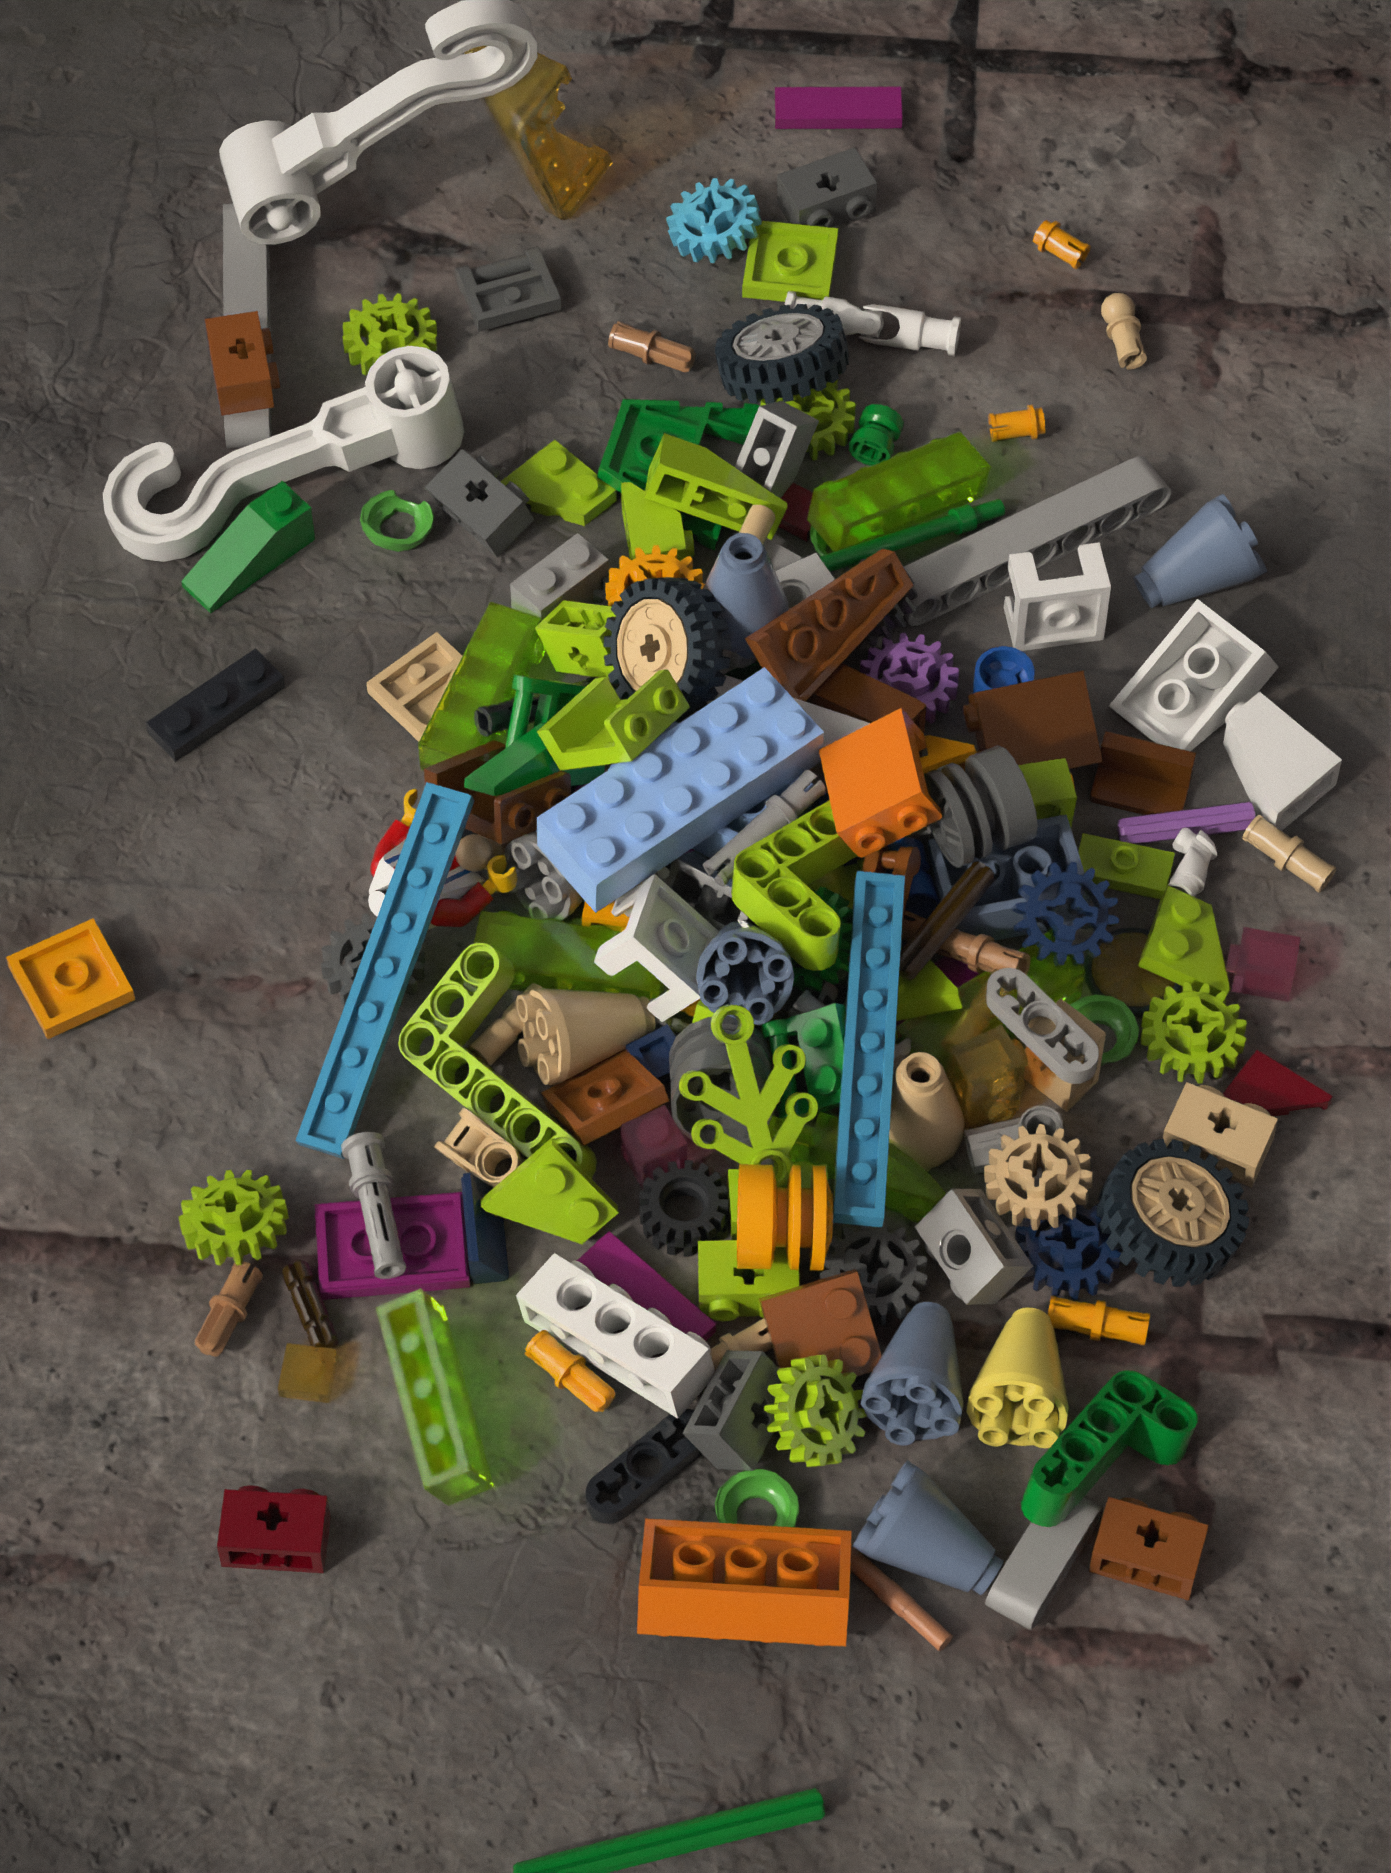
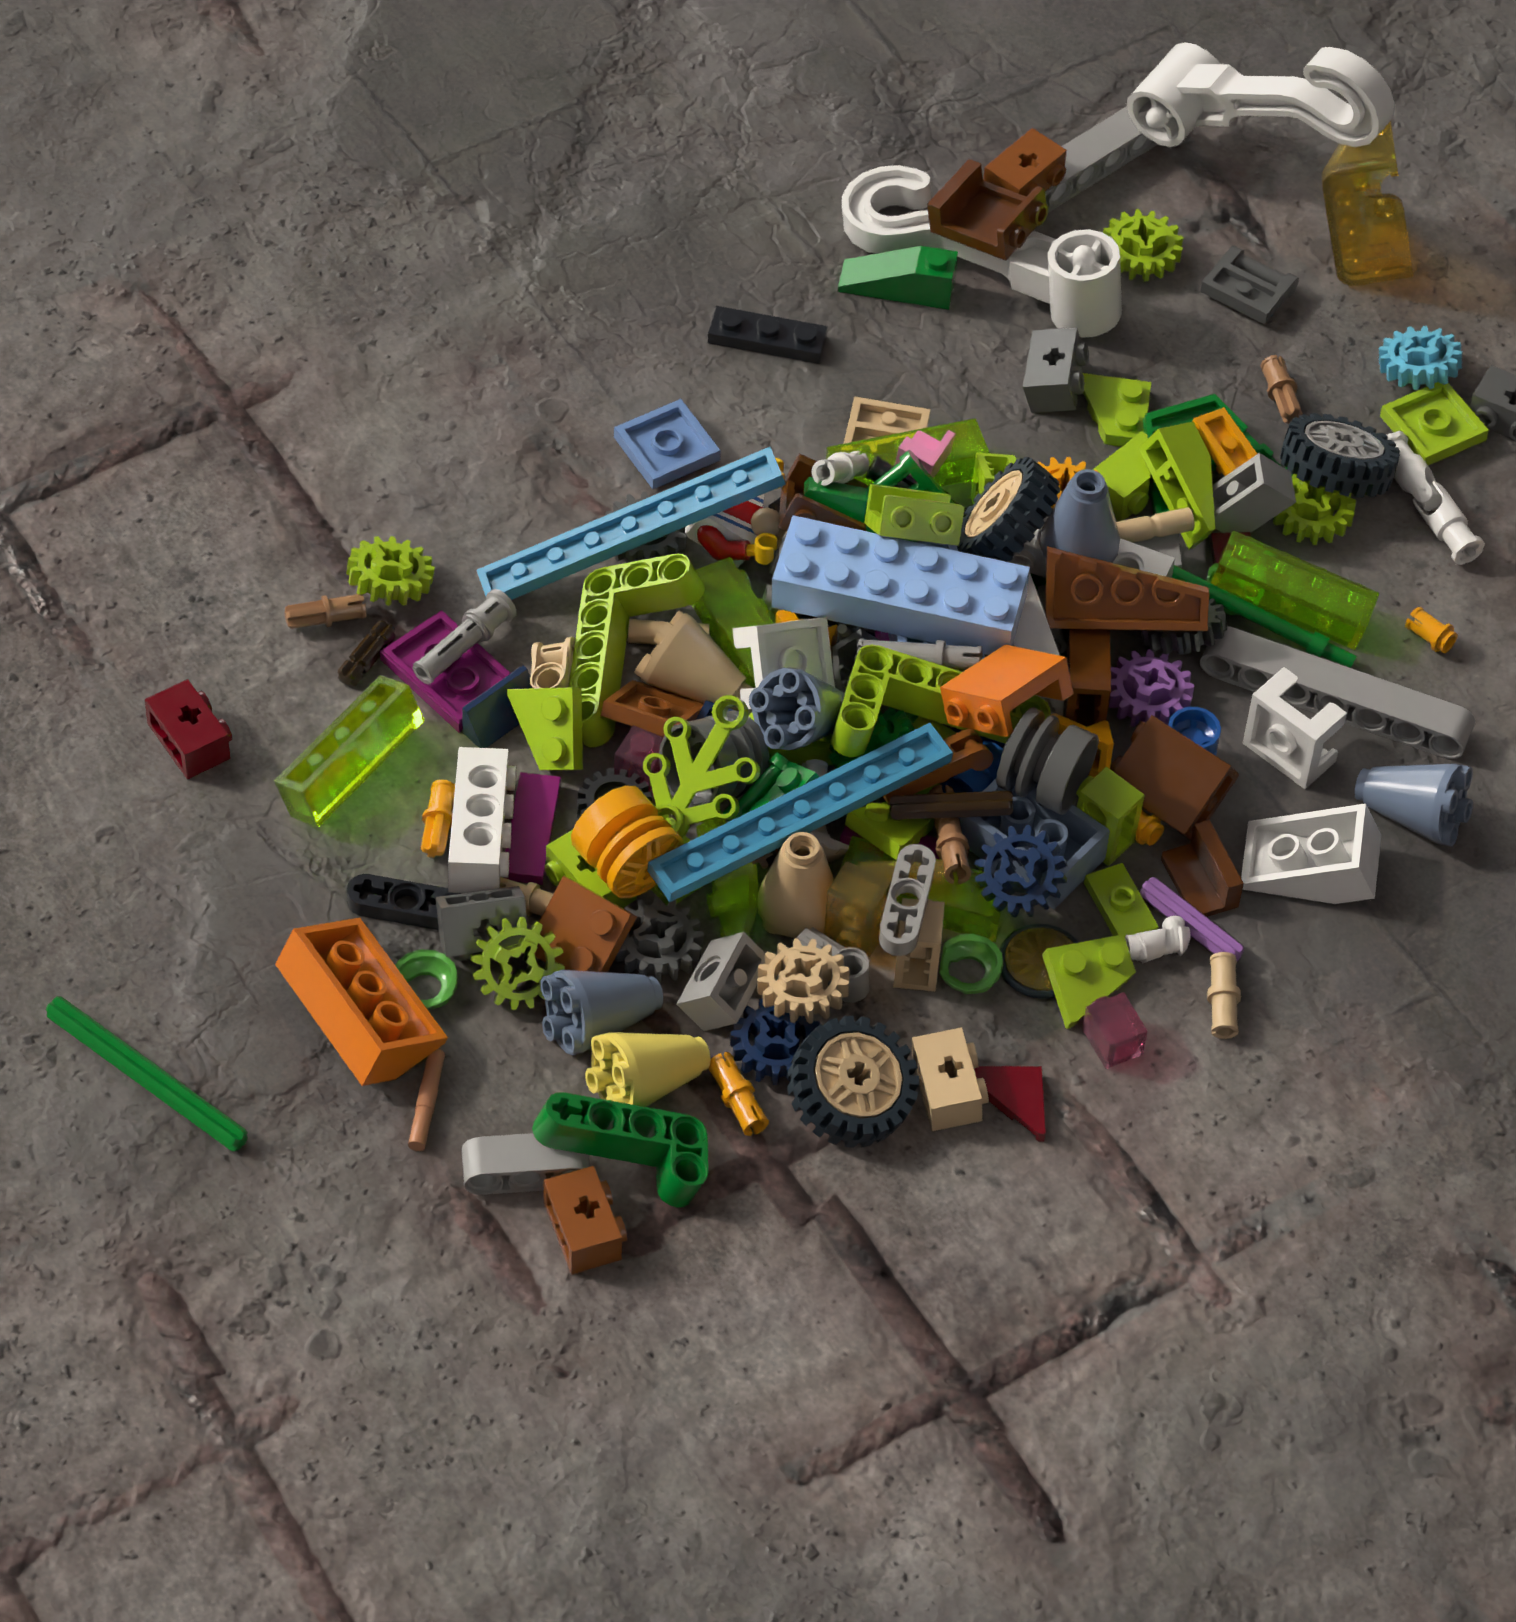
camera: 50 degrees right, 5 degrees down
(70, 978) = (491, 385): light orange plate -> none
(272, 425) = (985, 213): none -> reddish brown panel
(279, 875) = (666, 444): none -> medium blue plate
(307, 1373) = (318, 682): clear yellow plate -> none
(383, 507) = (999, 326): bright green piece -> none
(476, 745) = (840, 467): none -> white pin
(499, 665) = (928, 450): none -> bright pink panel
(564, 574) = (1032, 441): light grey brick -> none
(710, 428) = (1224, 440): none -> light orange plate
(877, 432) = (1337, 553): green wheel -> none
(927, 1535) = (479, 1076): sand blue cone -> none
(1189, 1051) = (1017, 1018): lime gear -> none
(1277, 760) = (1290, 945): white slope -> none

